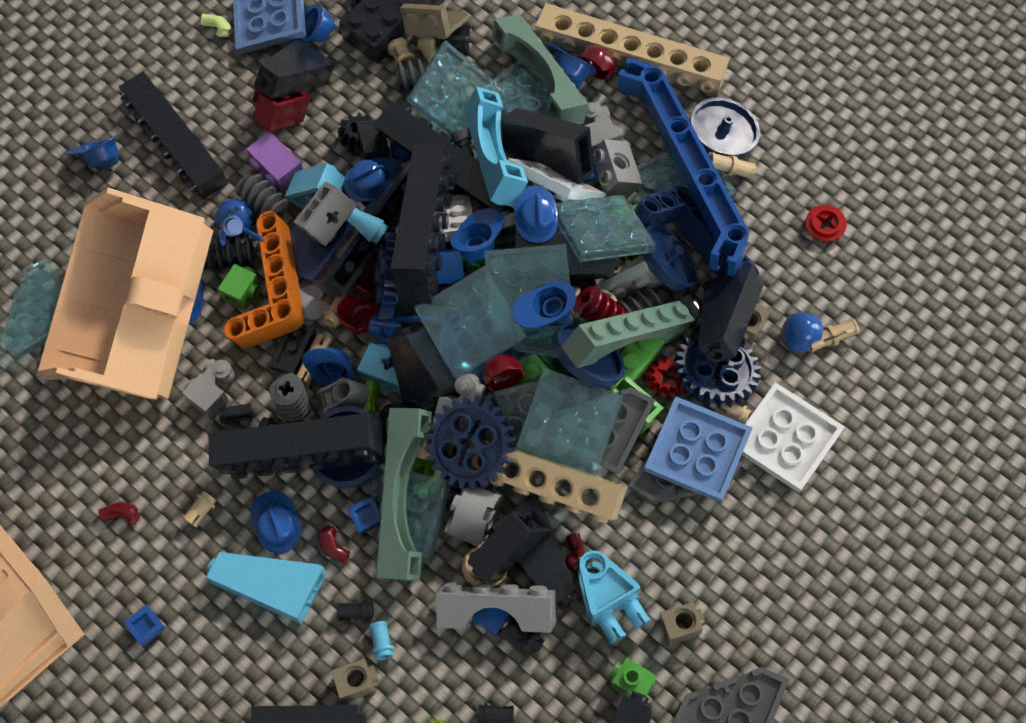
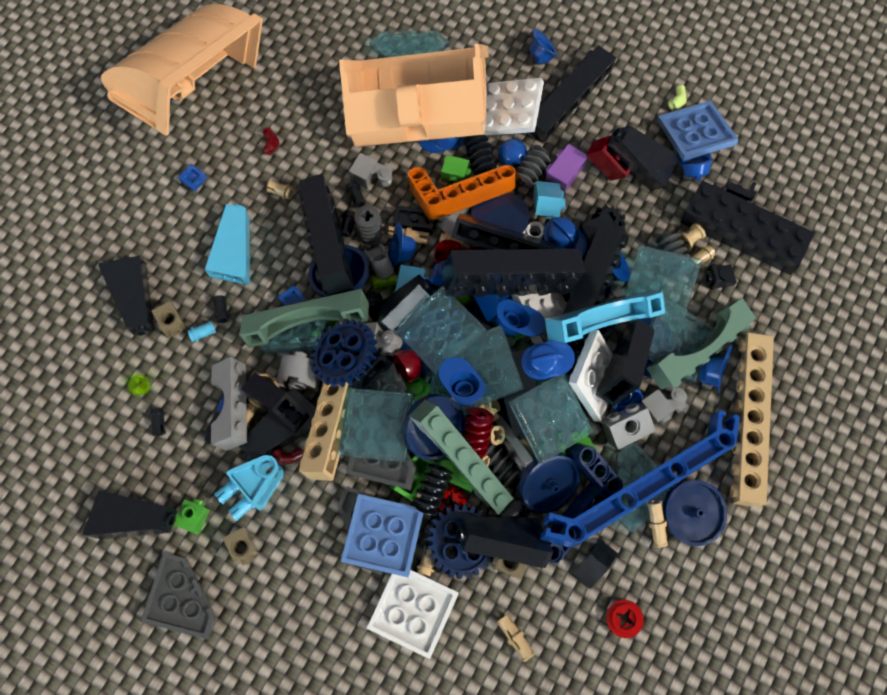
camera: 75 degrees right, 5 degrees up
(176, 187) = (513, 106): none -> white plate
(233, 226) = (498, 150): blue plant -> none
(276, 522) = (281, 241): blue piece -> none
(313, 217) = (520, 209): light grey brick -> none
(329, 547) = (266, 280): dark red arm -> none
(368, 225) = (507, 237): medium azure cone -> none
(431, 20) = (723, 251): dark tan bracket -> none
(600, 60) = (729, 391): dark red hair -> none
(657, 377) = (433, 489): none -> black piece
(766, 239) = (595, 564): none -> black slope
(801, 331) = (510, 609): blue hair -> none

